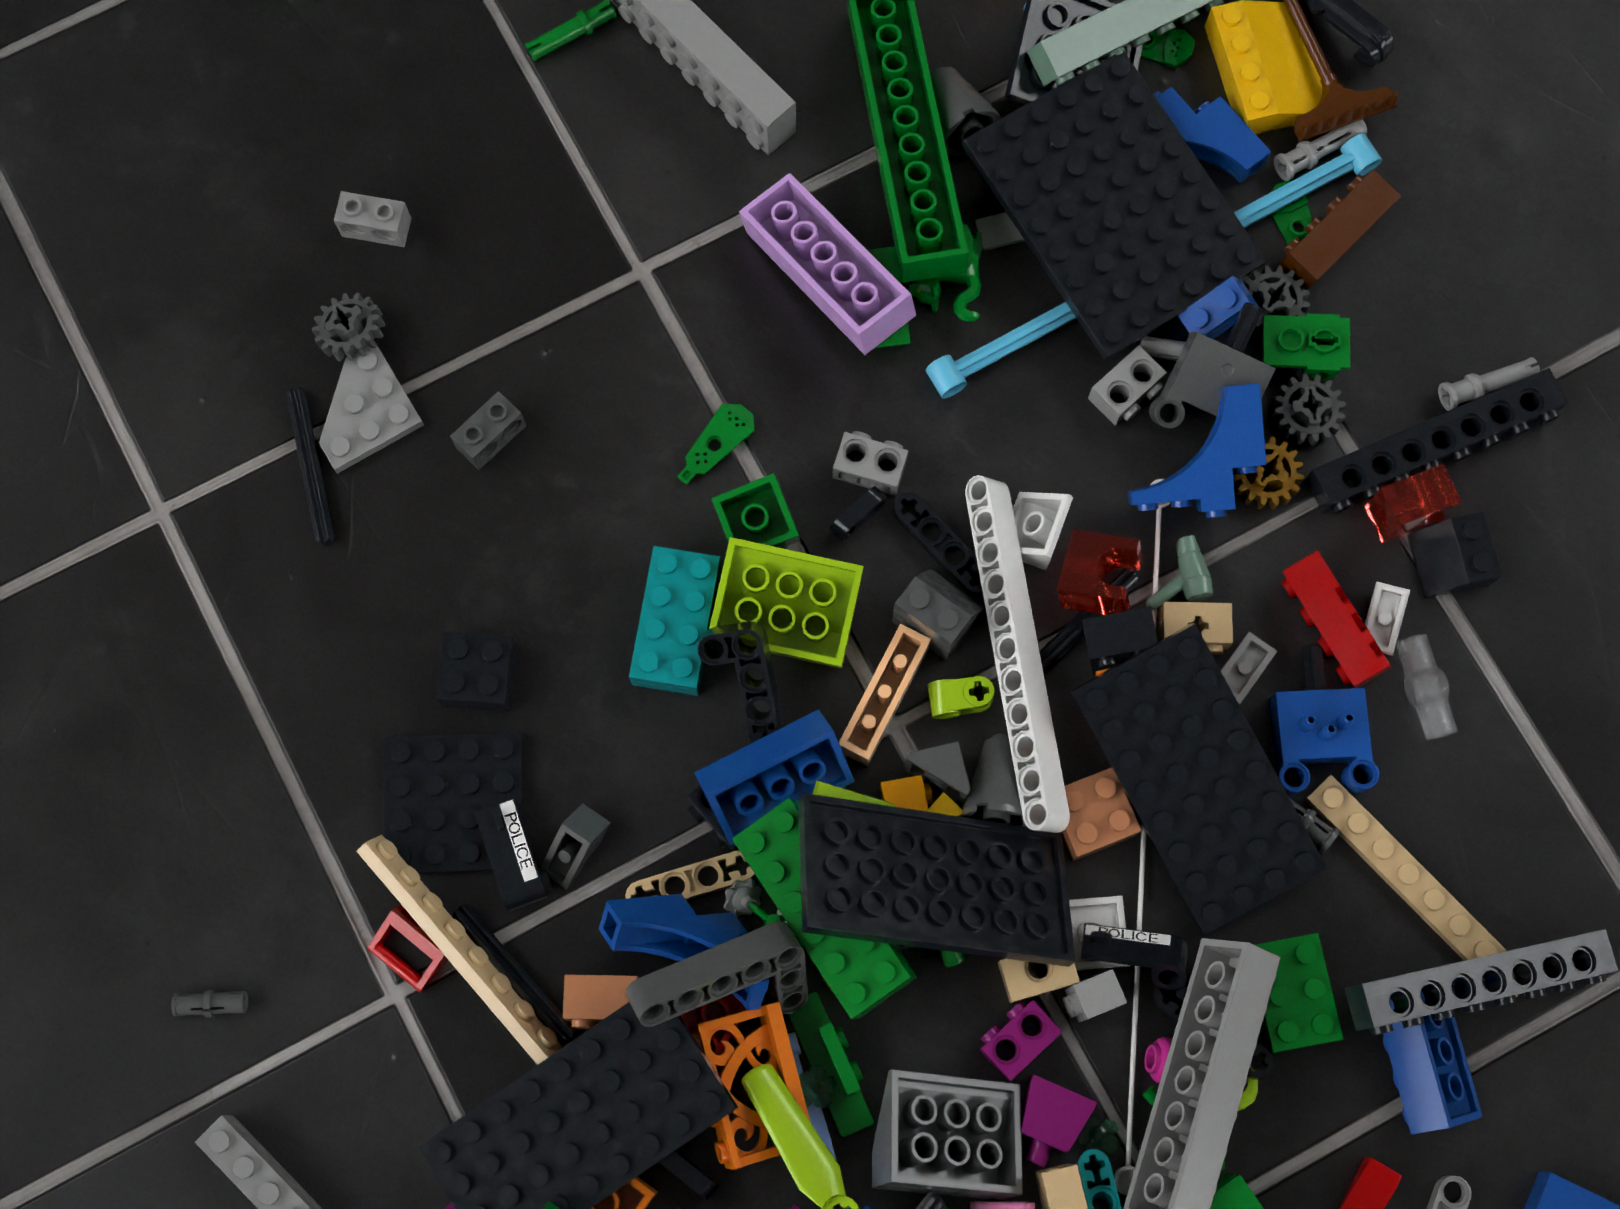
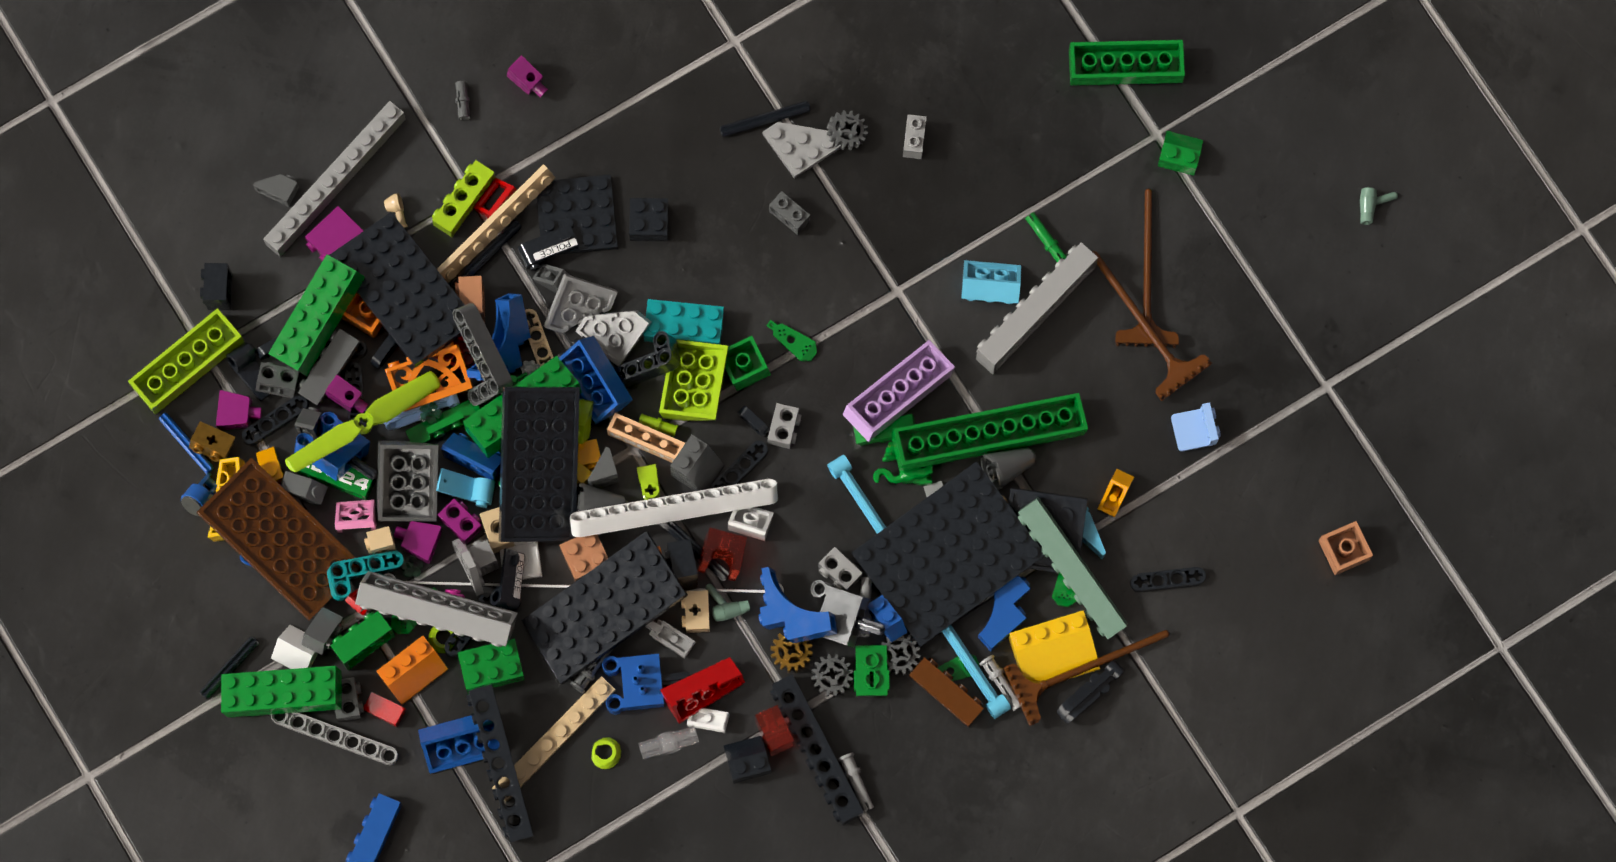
camera: 85 degrees right, 0 degrees up
(171, 887) = (523, 70): none -> magenta torso
(352, 983) = (451, 224): none -> lime brick
(400, 1141) = (395, 204): none -> tan bar
(623, 806) = (575, 301): none -> light grey plate
(640, 116) = (991, 282): none -> medium azure slope
(683, 739) = (615, 332): none -> light grey plate
(855, 677) = (658, 424): none -> lime pin
(900, 1014) = (470, 456): none -> blue slope
(959, 1024) = (467, 488): none -> medium azure door
(1110, 1023) = (470, 566): none -> light grey plate
(1295, 1143) = (412, 670): none -> orange slope
(1422, 797) = (611, 761): none -> lime piece

